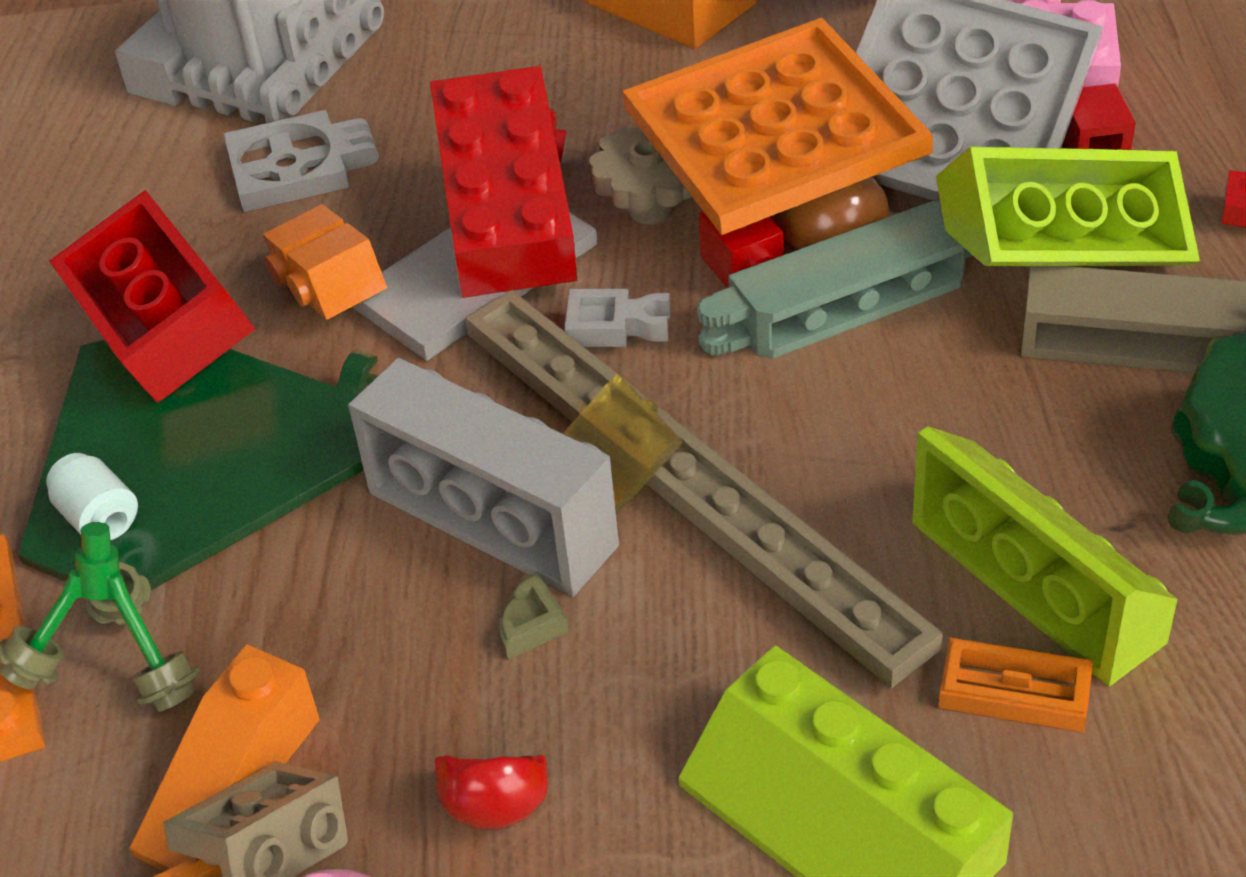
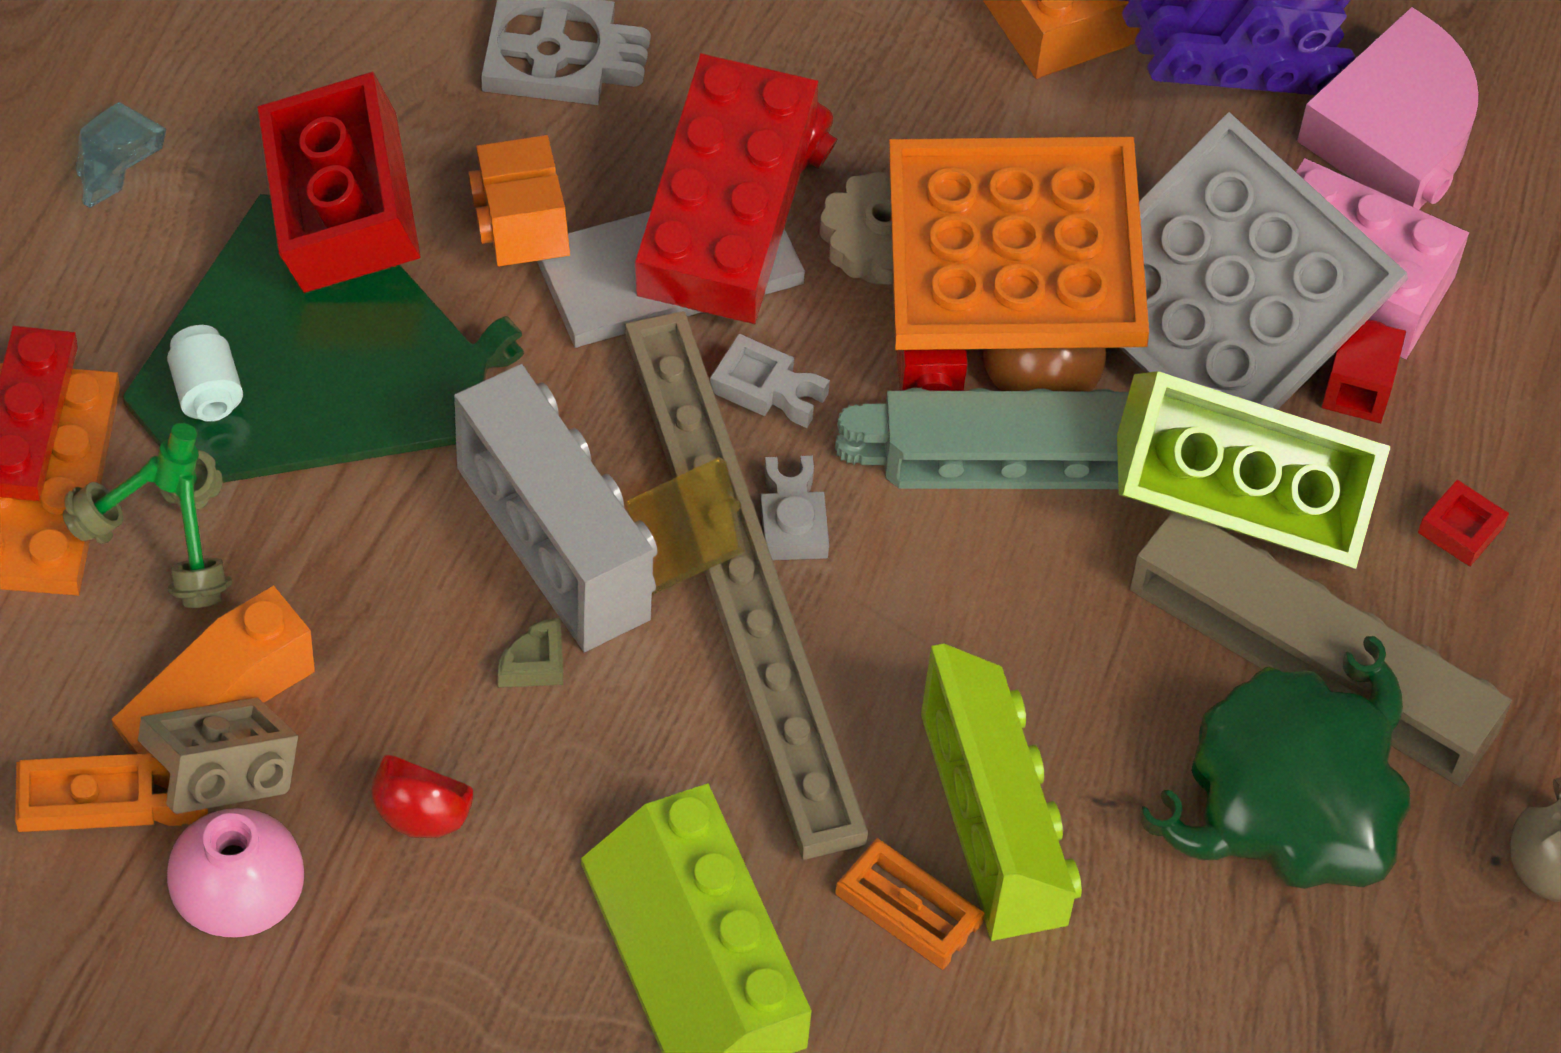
camera: 15 degrees right, 10 degrees up
(700, 408) = (791, 515): none -> light grey plate

